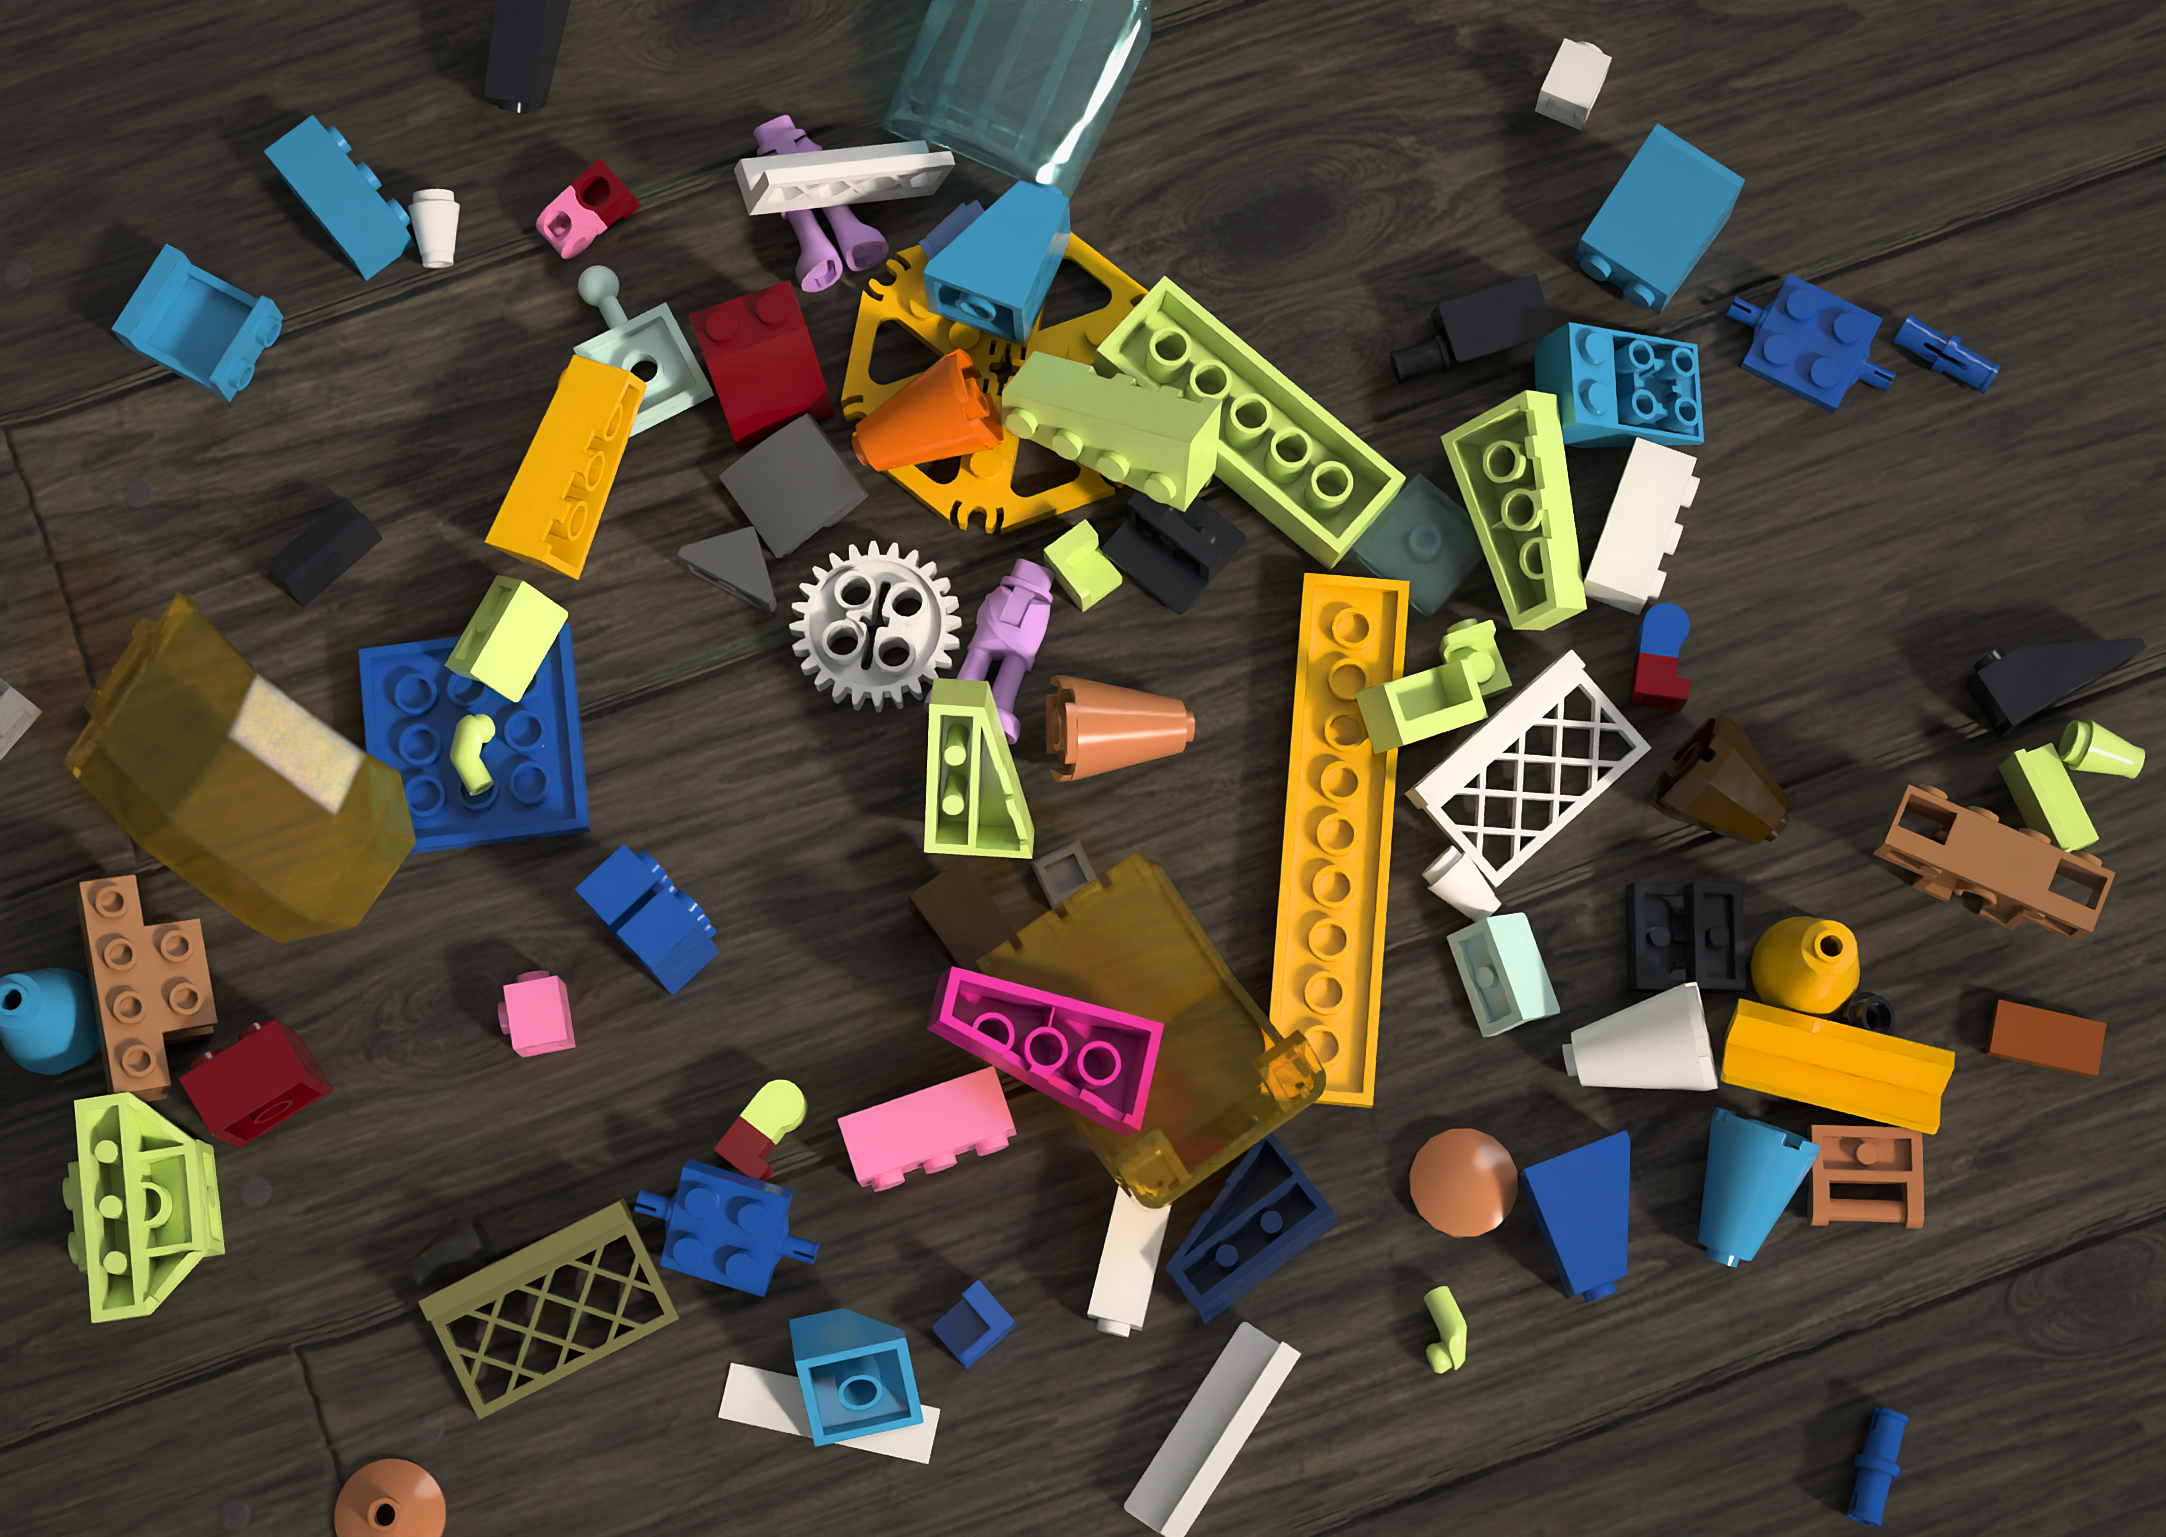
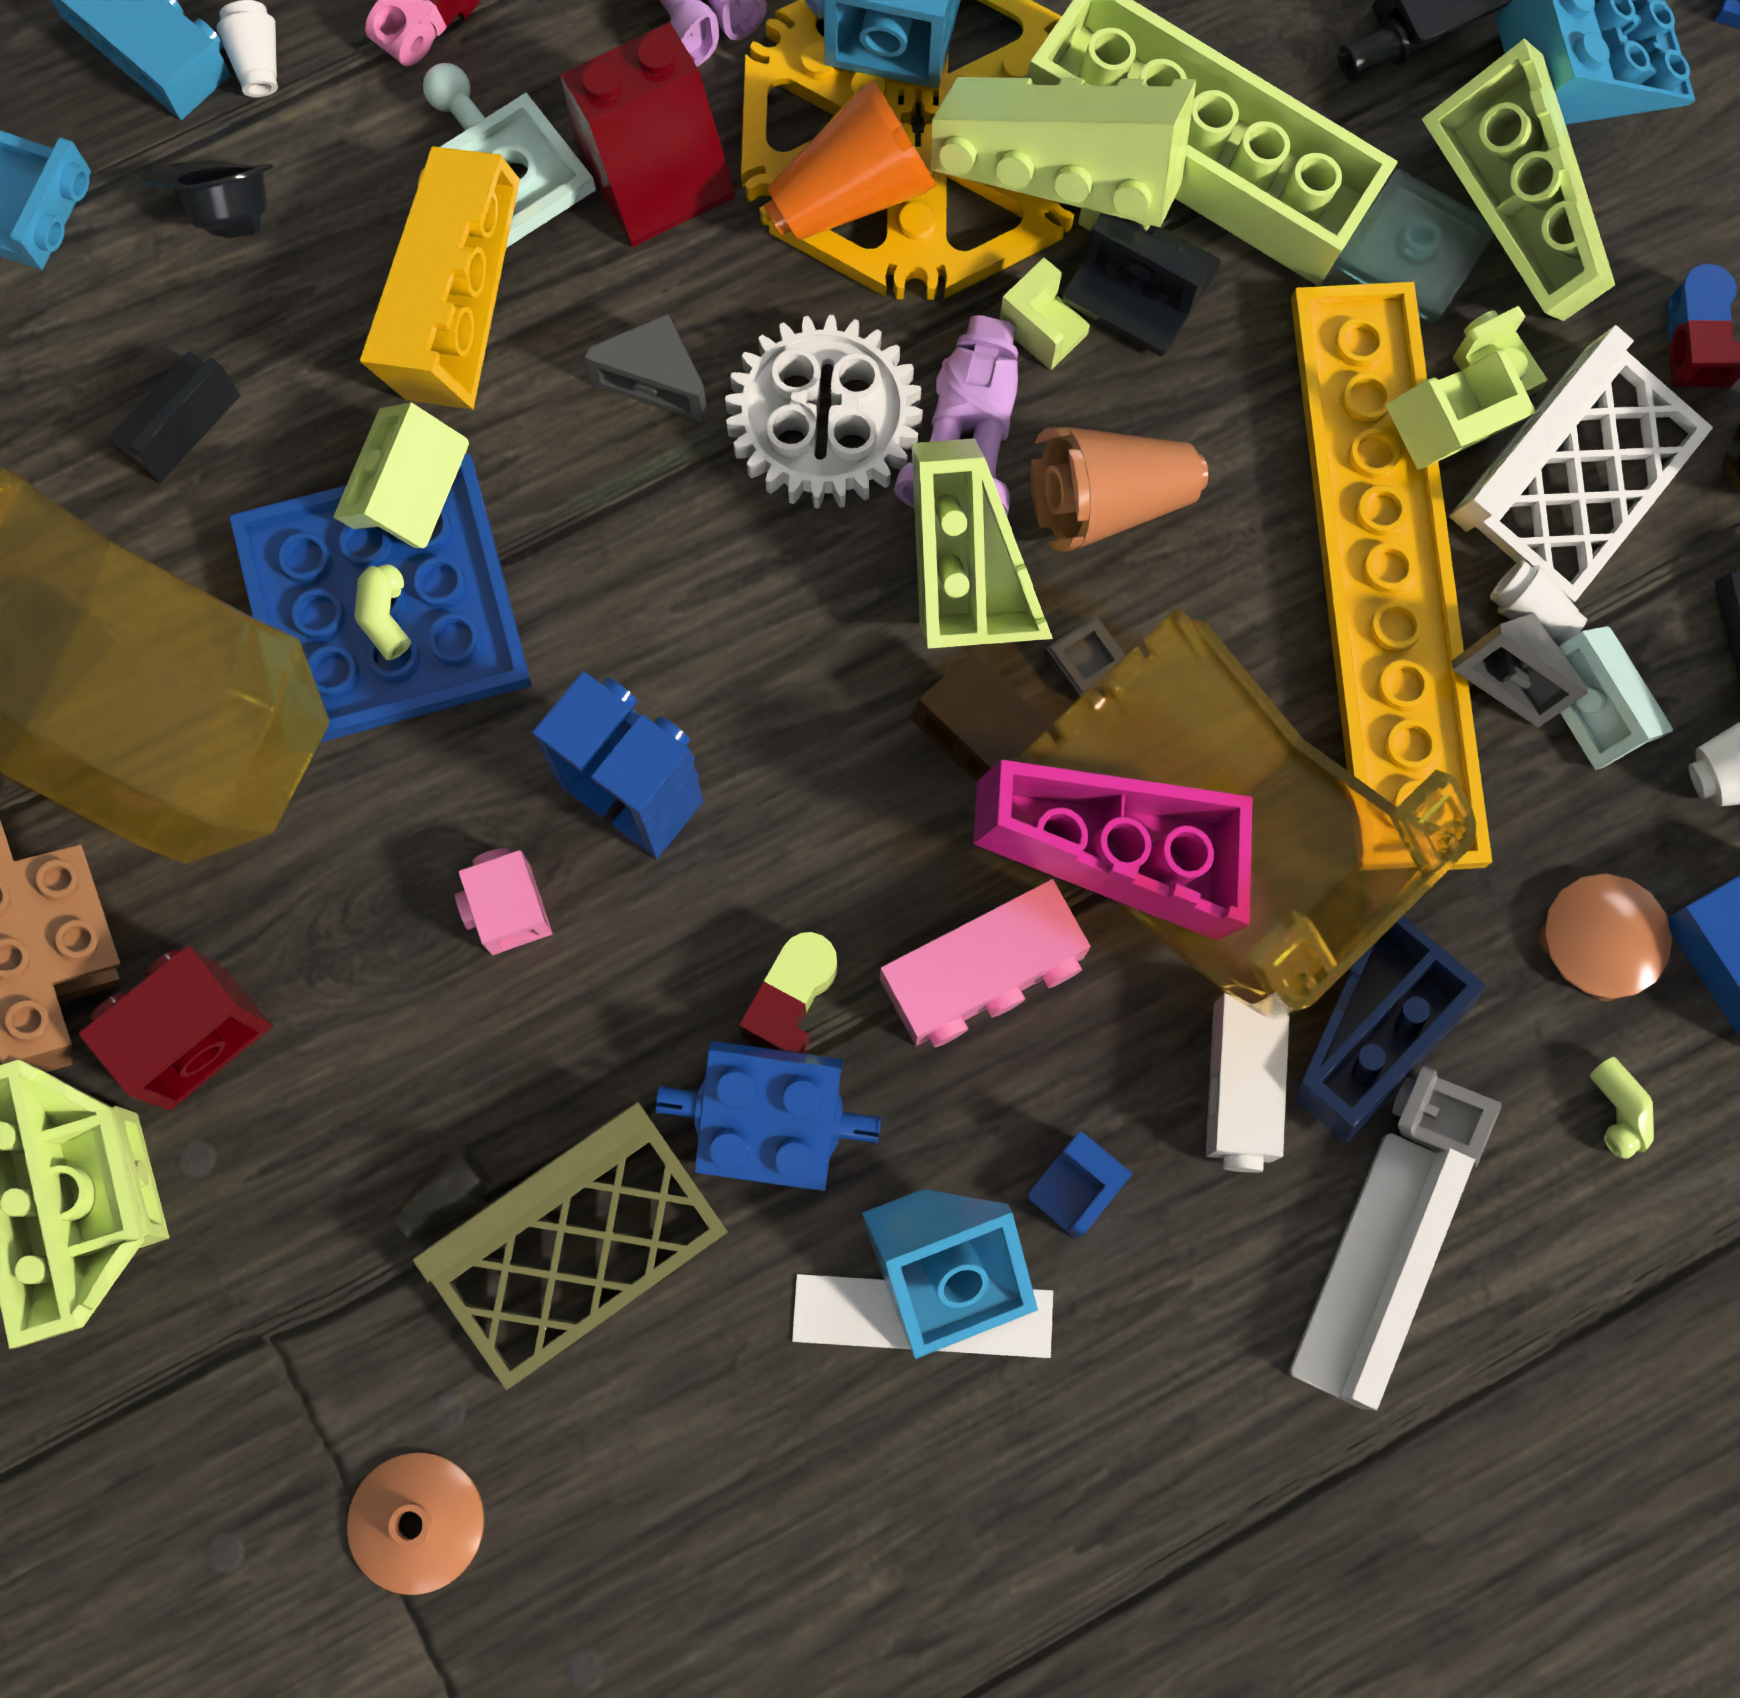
camera: 15 degrees left, 0 degrees up
(385, 355) = (216, 194): none -> black piece
(793, 485) = (703, 272): dark grey slope -> none
(1289, 1313) = (1445, 1115): none -> light grey bracket
(1430, 941) = (1522, 670): none -> dark grey slope
(1641, 527) = (1654, 190): white brick -> none

